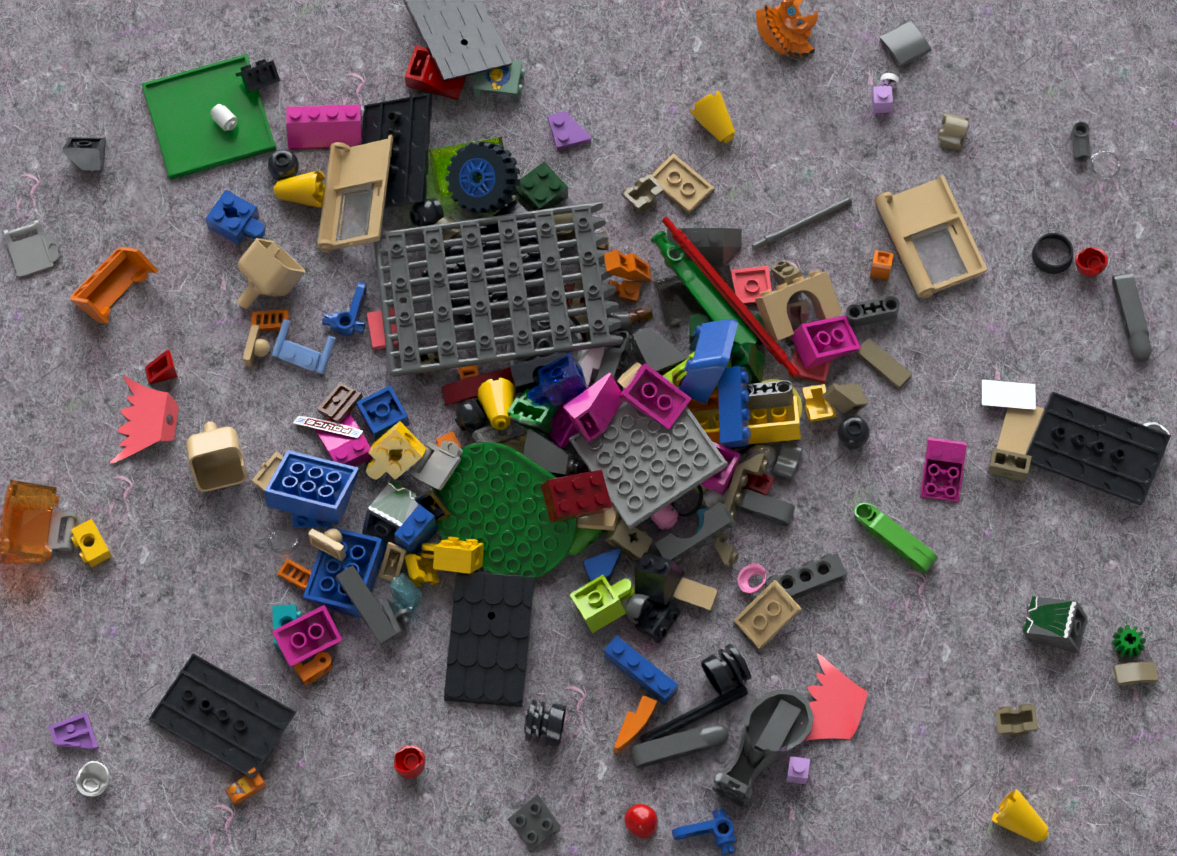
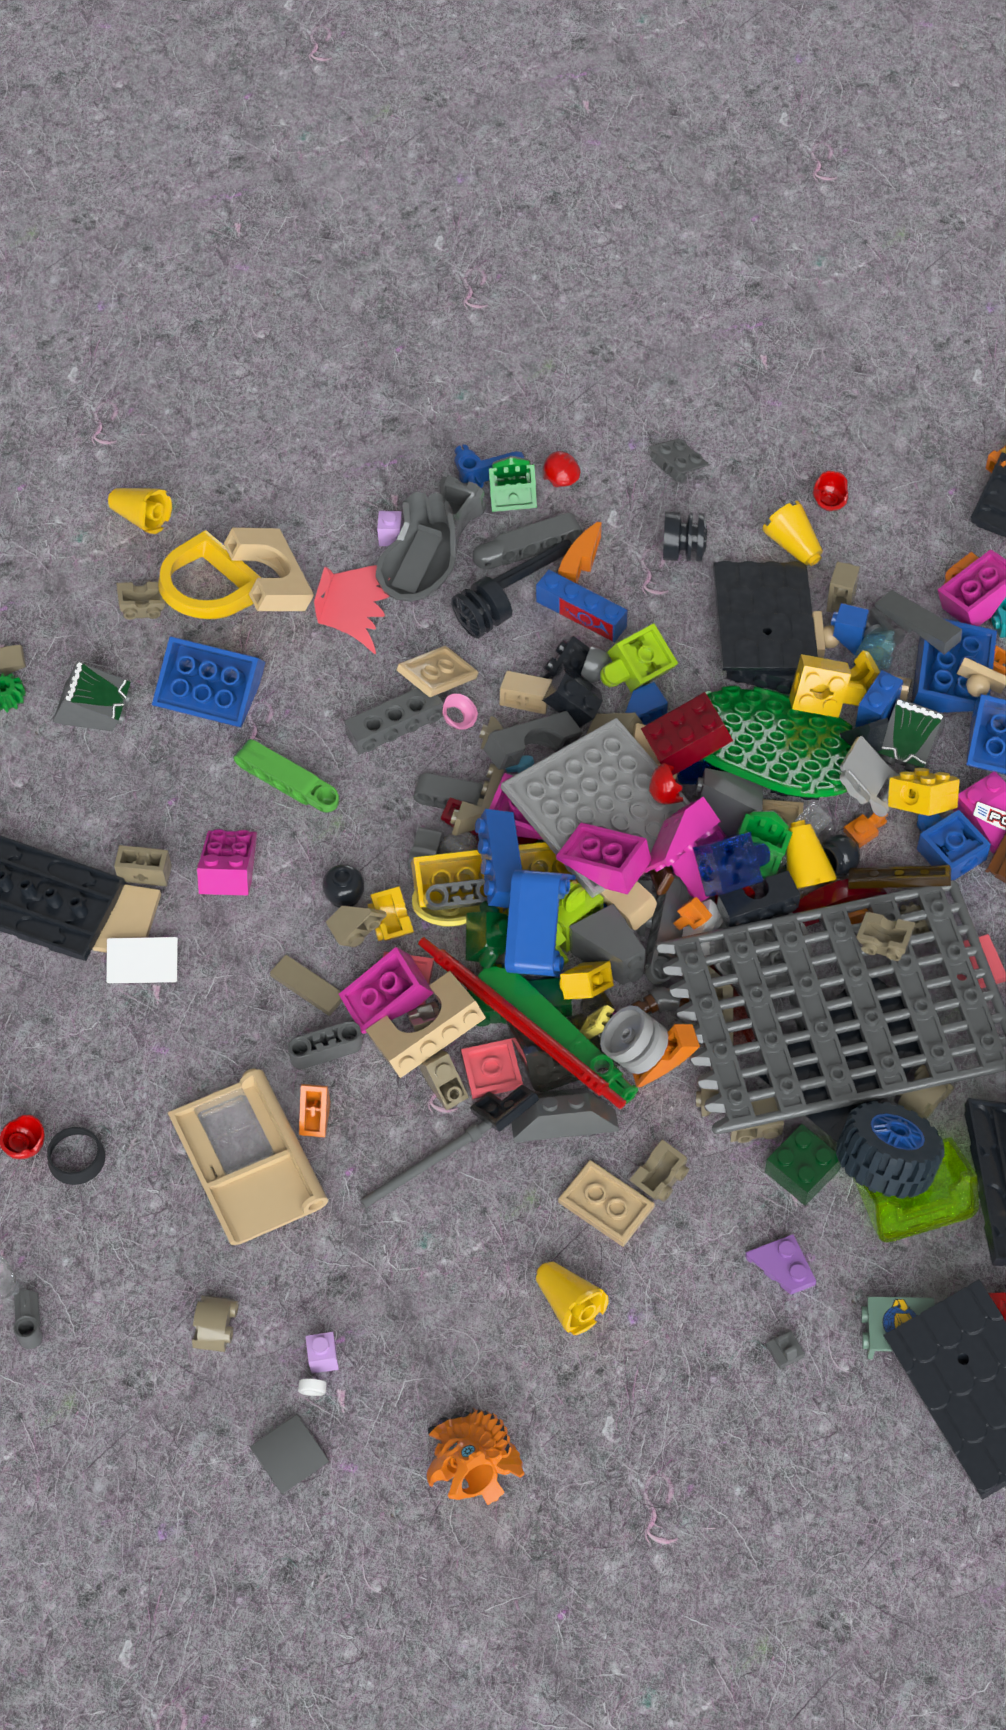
camera: 175 degrees right, 10 degrees down
(419, 654) = (842, 586): none -> dark tan brick
(422, 611) = (850, 626): none -> blue slope
(426, 212) = (952, 1107): black piece -> none
(430, 384) = (899, 877): none -> dark brown tile
(442, 618) = (823, 635): none -> tan tile
(449, 721) = (794, 533): none -> yellow cone
(452, 321) = (884, 936): none -> dark tan cylinder
(575, 77) = (785, 1349): none -> dark grey tile
(592, 363) = (692, 913): none -> orange plate
(598, 454) = (664, 786): none -> red hair
(650, 262) = (634, 1039): none -> light grey wheel
(673, 298) = (597, 1021): none -> light yellow tile
(678, 314) = (586, 980): none -> yellow brick
(687, 803) = (512, 484): none -> piece
(748, 242) = (500, 1112): none -> black tile
(885, 713) = (270, 547): none -> tan arch
(958, 634) = (207, 682): none -> blue slope
(962, 773) = (214, 552): none -> yellow window

